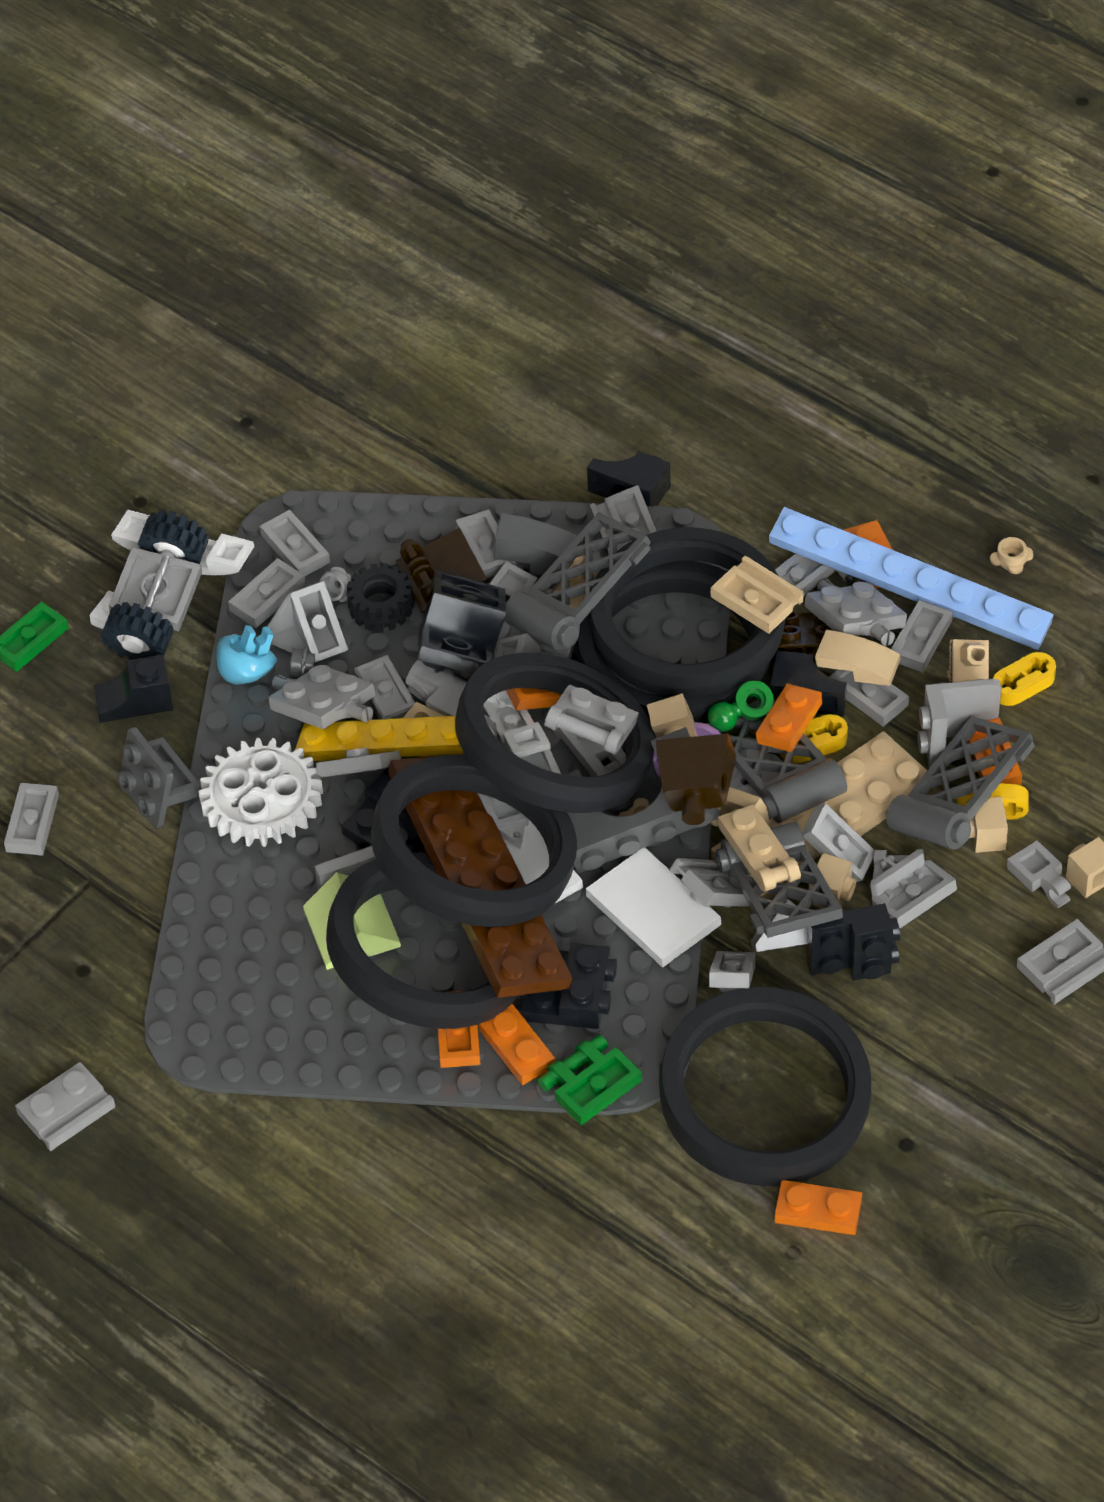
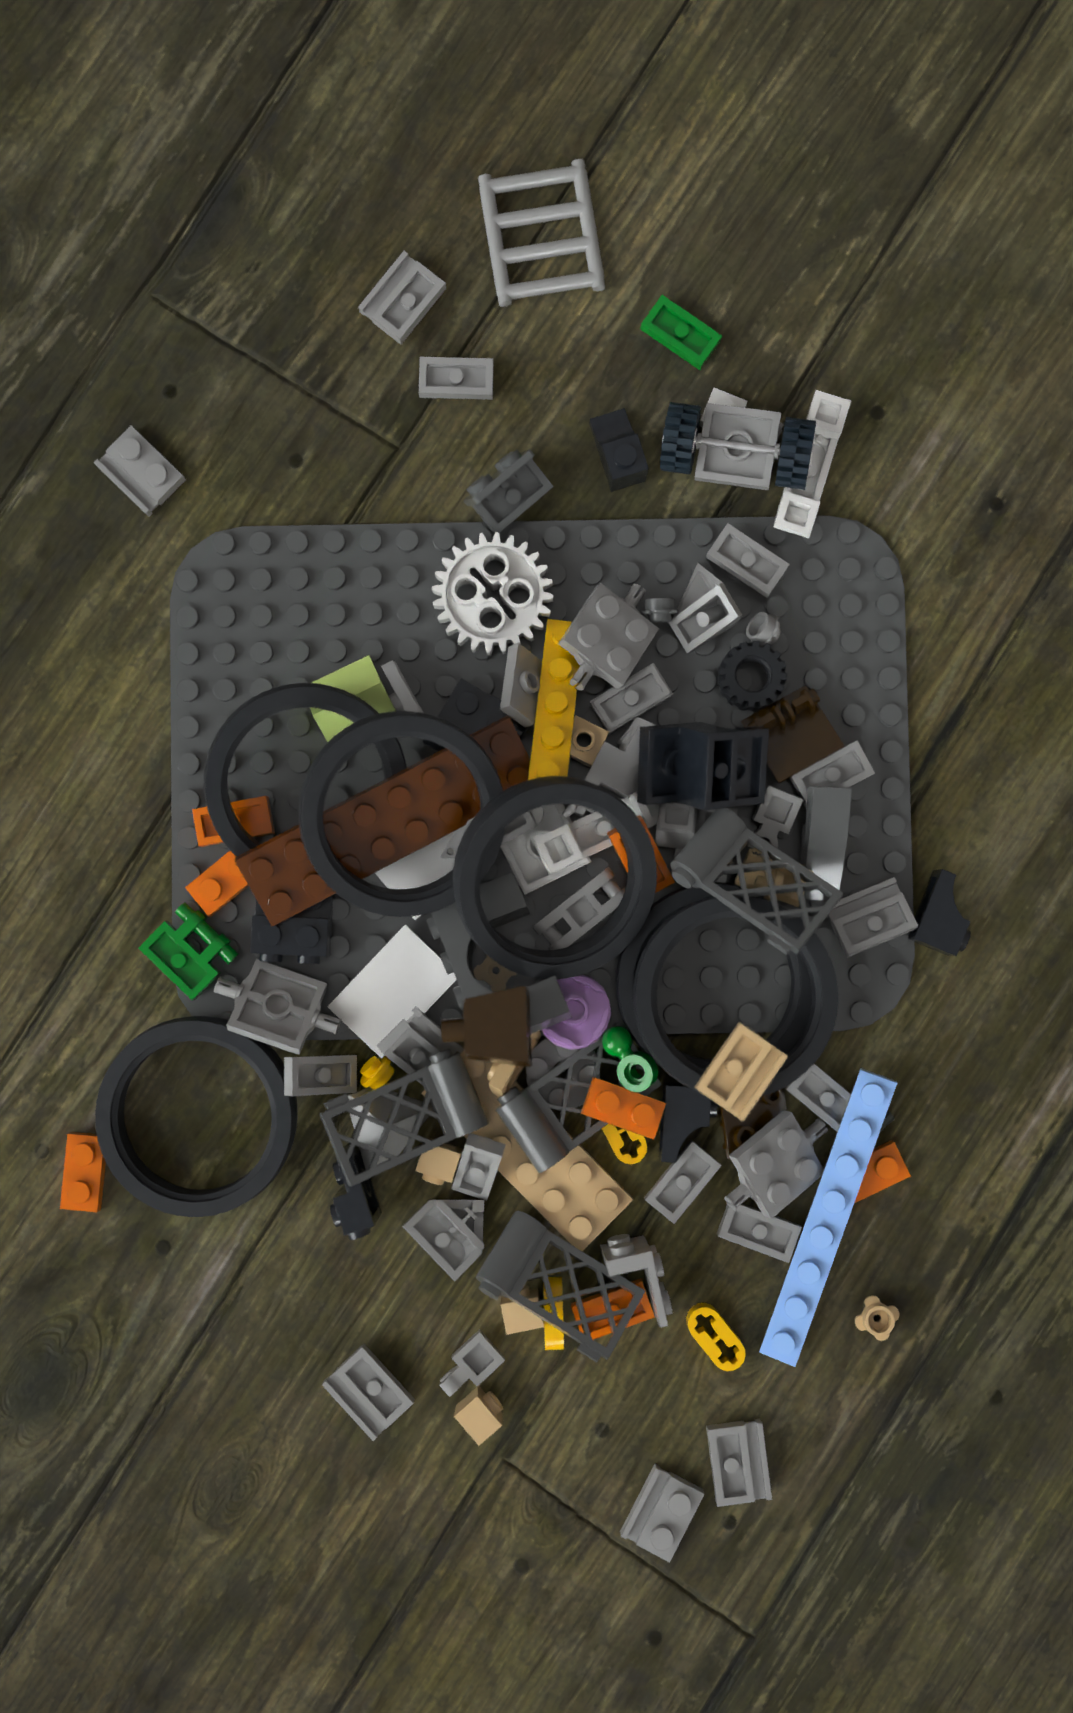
camera: 85 degrees right, 35 degrees up
(245, 659) = (654, 551): medium azure piece -> none
(294, 543) = (815, 578): light grey plate -> none
(592, 718) = (575, 919): light grey plate -> none
(656, 993) = (277, 1006): none -> light grey plate
(671, 715) = (596, 993): tan plate -> none
(736, 931) = (376, 1072): none -> yellow plate
(758, 848) = (433, 1095): tan plate -> none
(867, 659) = (705, 1173): tan slope -> none
(968, 660) = (703, 1284): tan hips -> none

